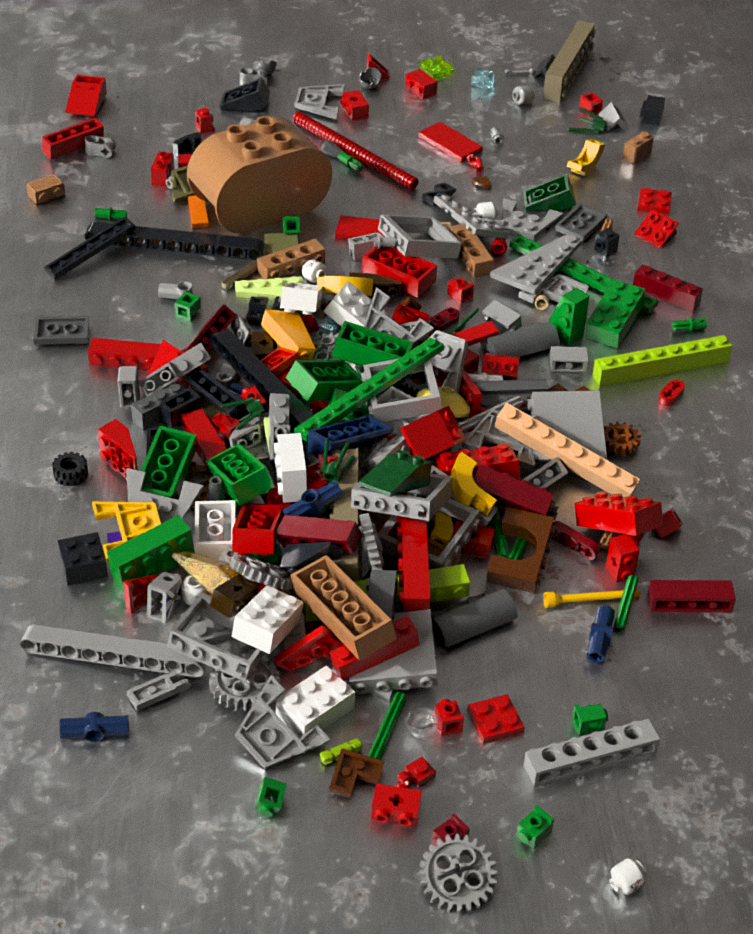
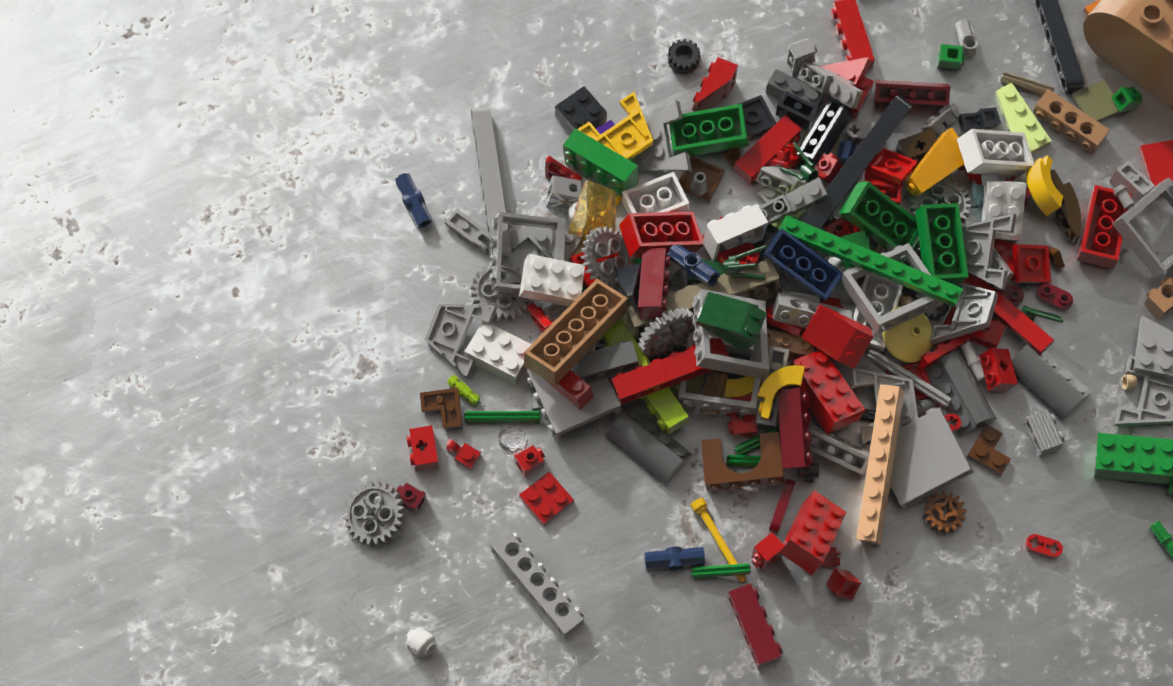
camera: 70 degrees right, 25 degrees up
(233, 595) = (558, 242): dark brown brick -> none
(240, 474) = (722, 192): green brick -> none
(274, 792) = (386, 353): green brick -> none
(313, 269) = (1063, 149): white head -> none
(460, 290) = (1106, 296): red brick -> none
(503, 315) = (1079, 350): light grey hinge -> none
(535, 827) = (444, 565): green brick -> none
(571, 316) = (1095, 415): green wedge -> none
(589, 718) = (572, 573): green brick -> none
(662, 360) = (1086, 525): lime brick -> none

